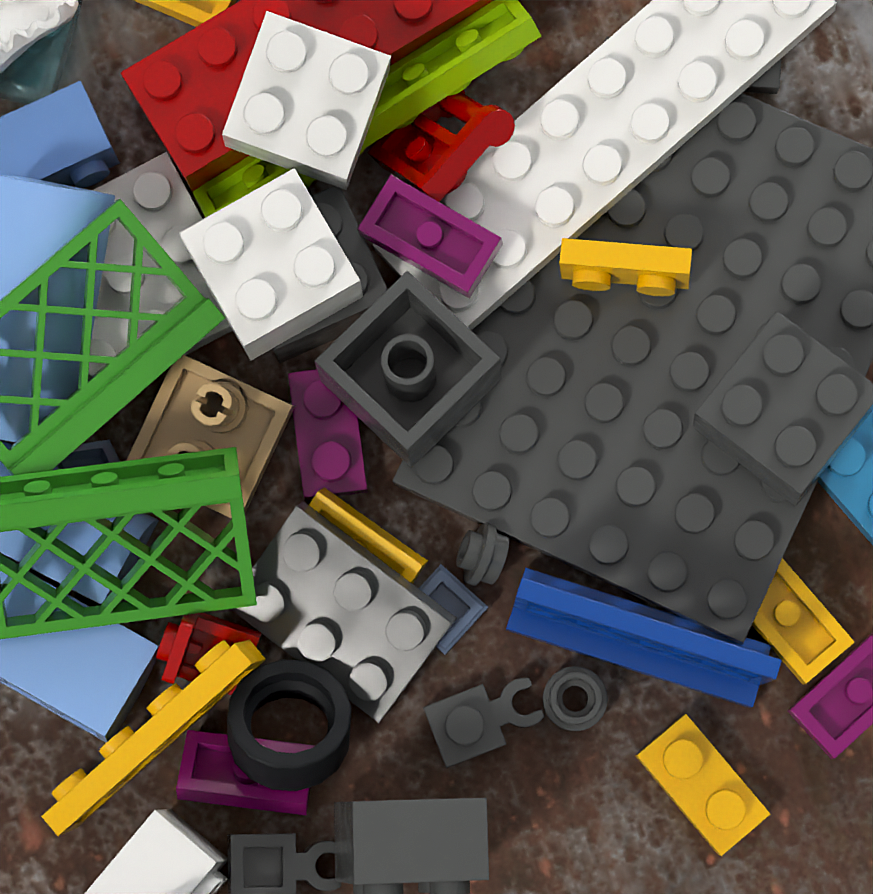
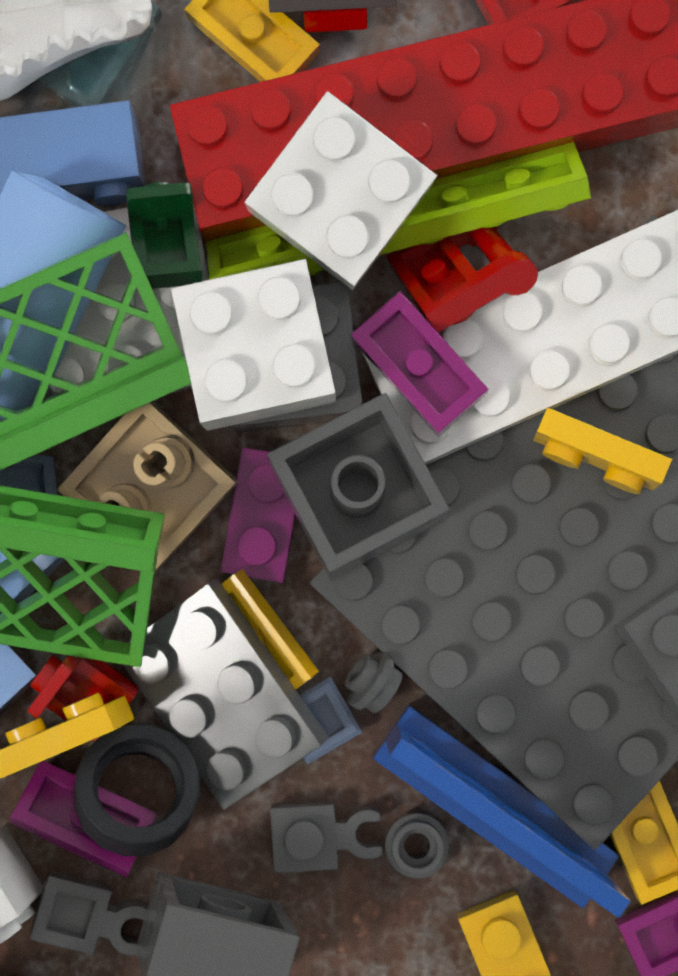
camera: 15 degrees right, 5 degrees up
(153, 190) = (165, 233): none -> dark green bracket

